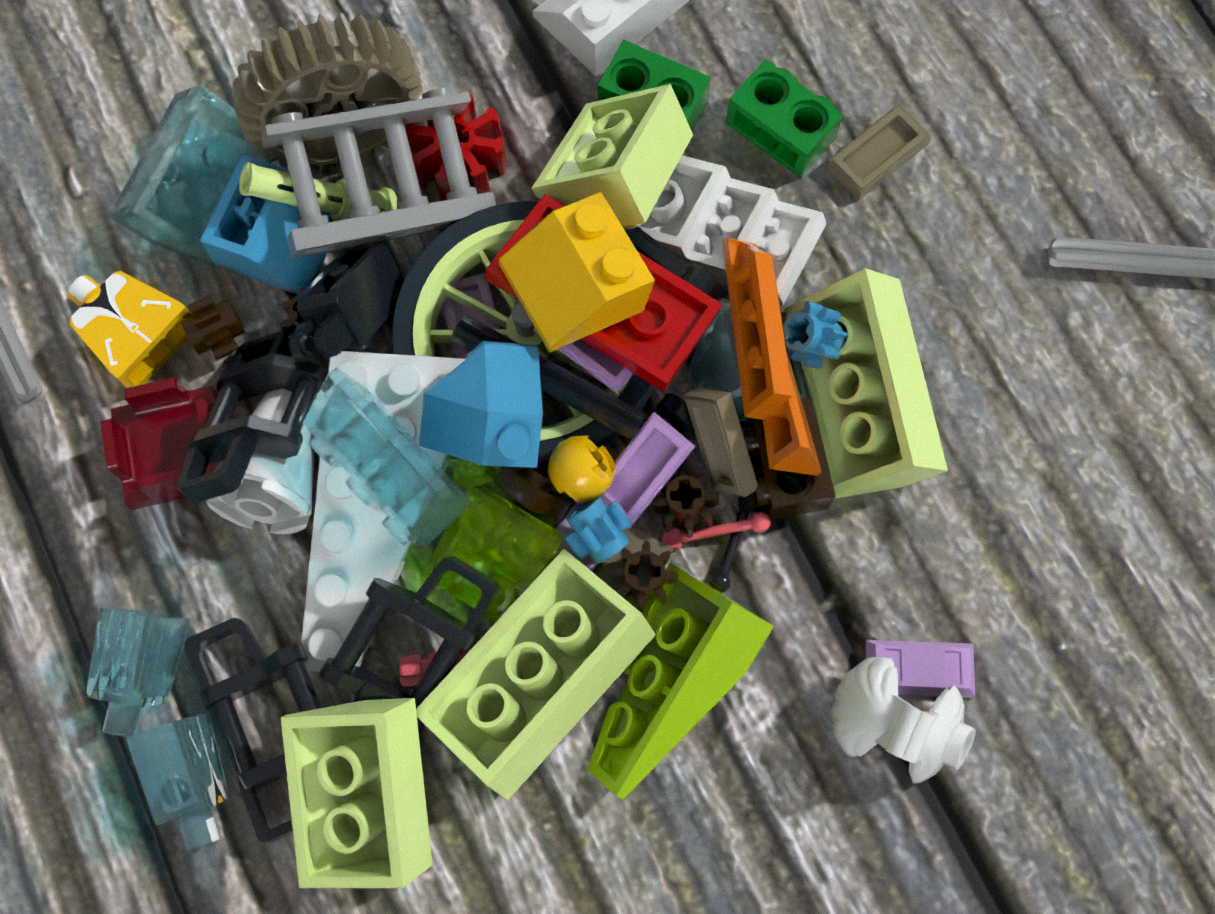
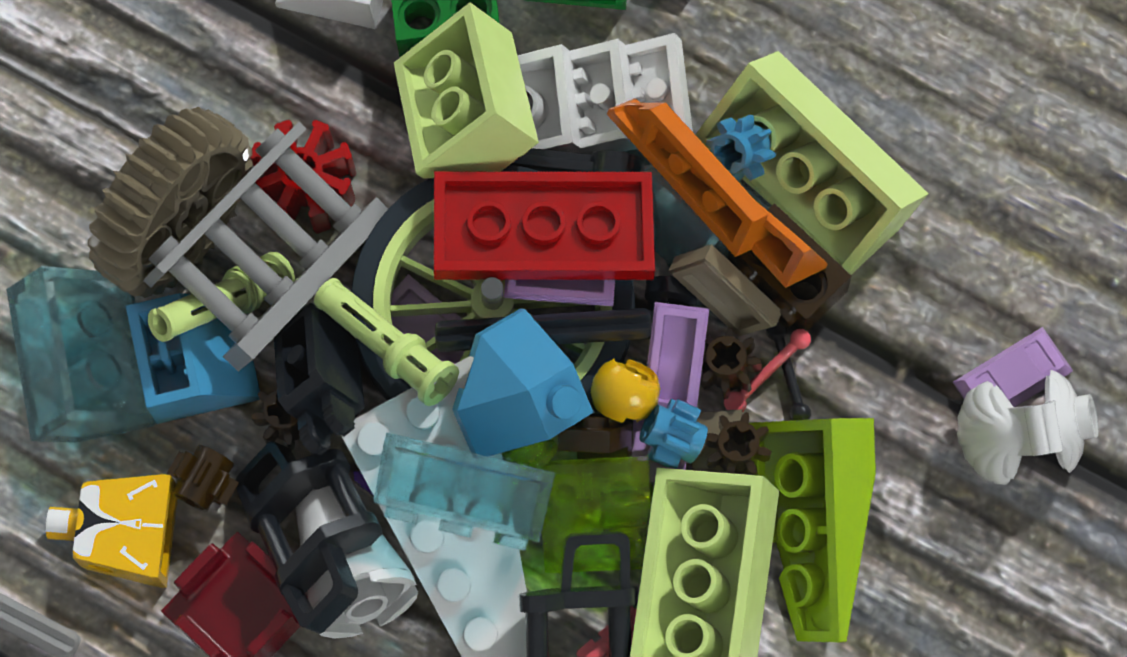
camera: 30 degrees left, 0 degrees up
(422, 340) = (400, 352): none -> yellowish green pin
(577, 272) = (519, 224): yellow slope -> none

